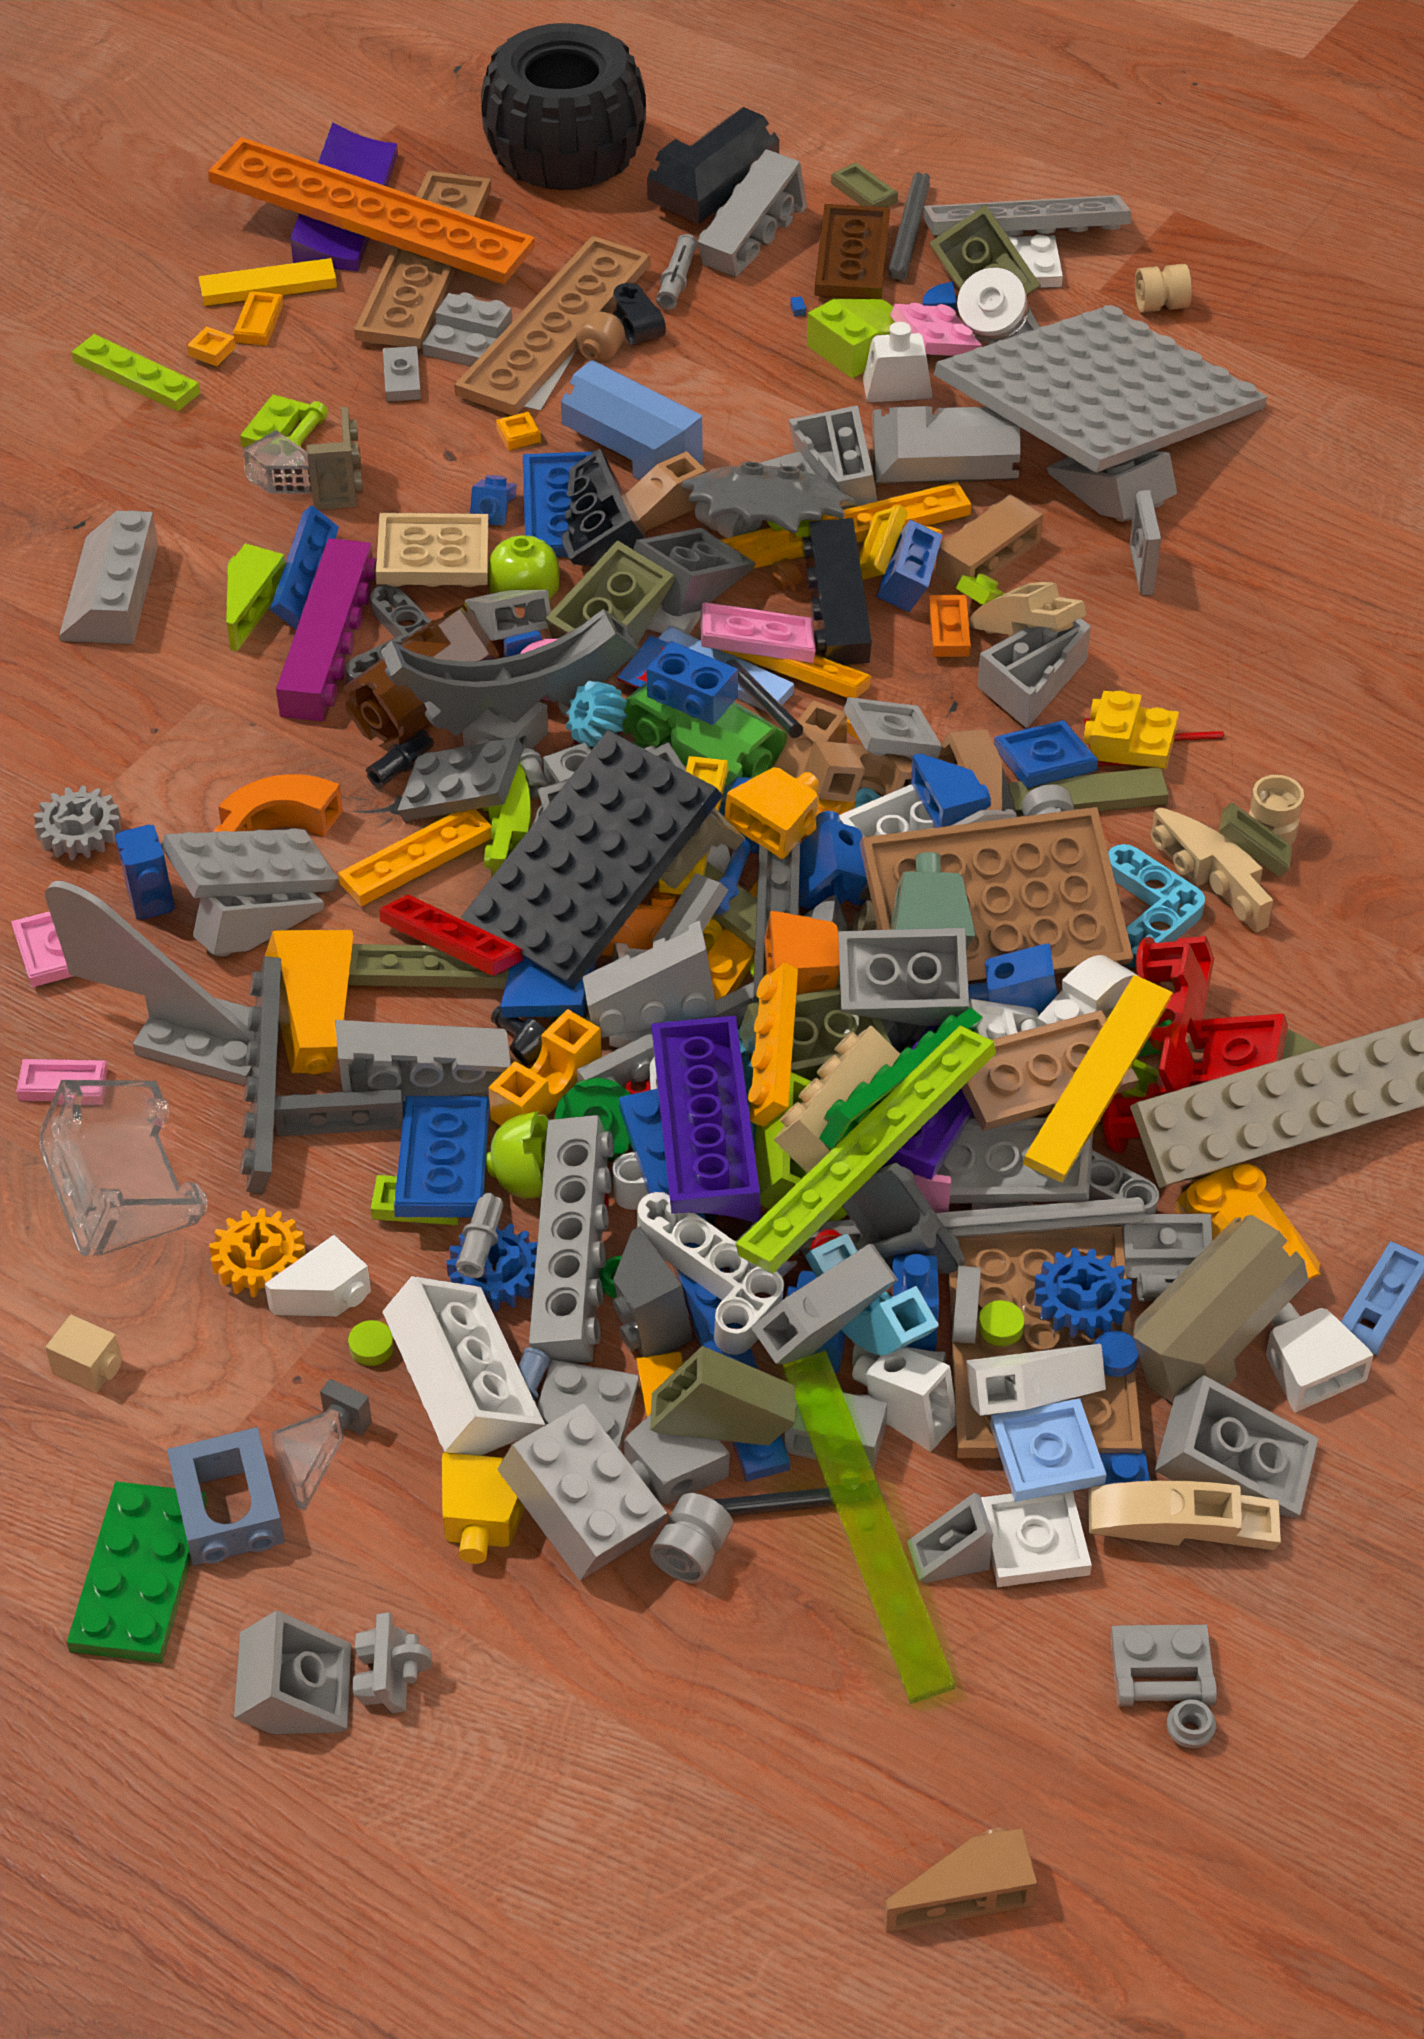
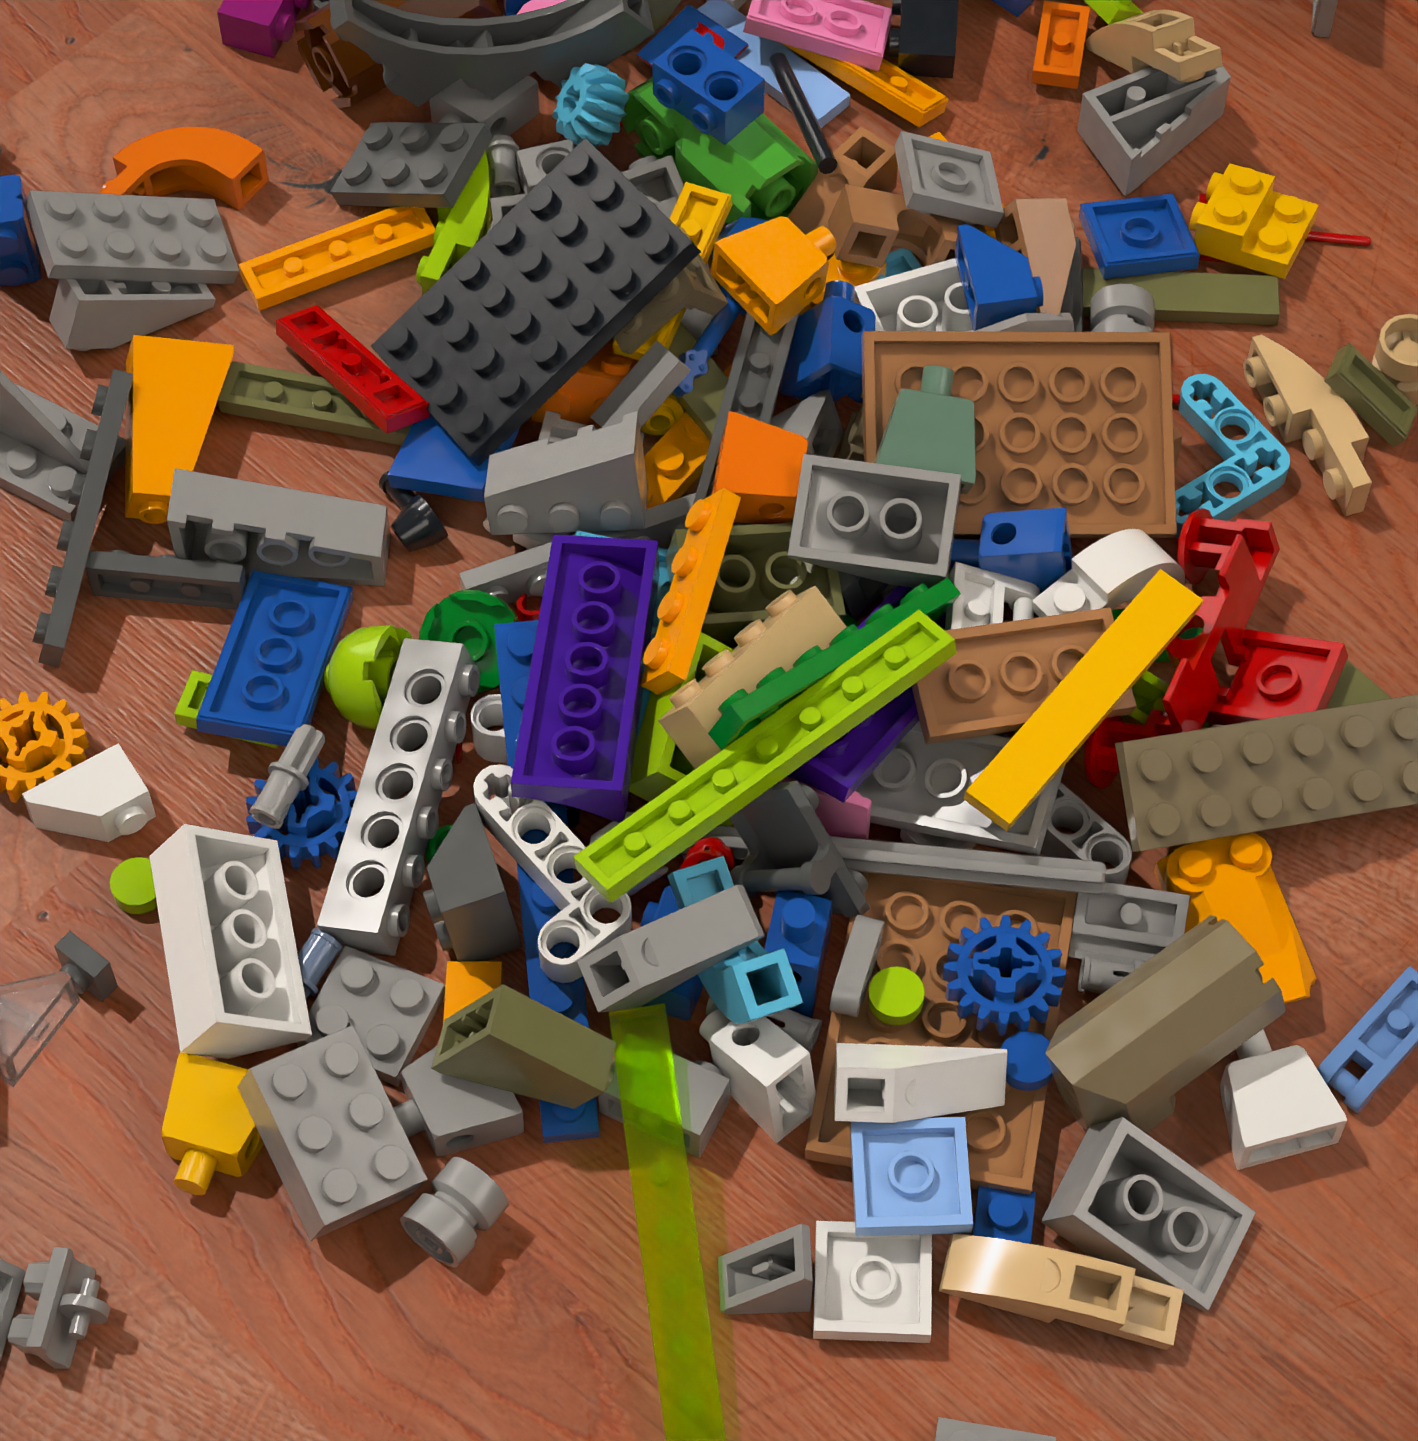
camera: 10 degrees right, 10 degrees up
(399, 759) = (348, 123): black axle -> none
(565, 1048) = (403, 594): light orange arch -> none
(776, 1502) = (563, 1177): black bar -> none

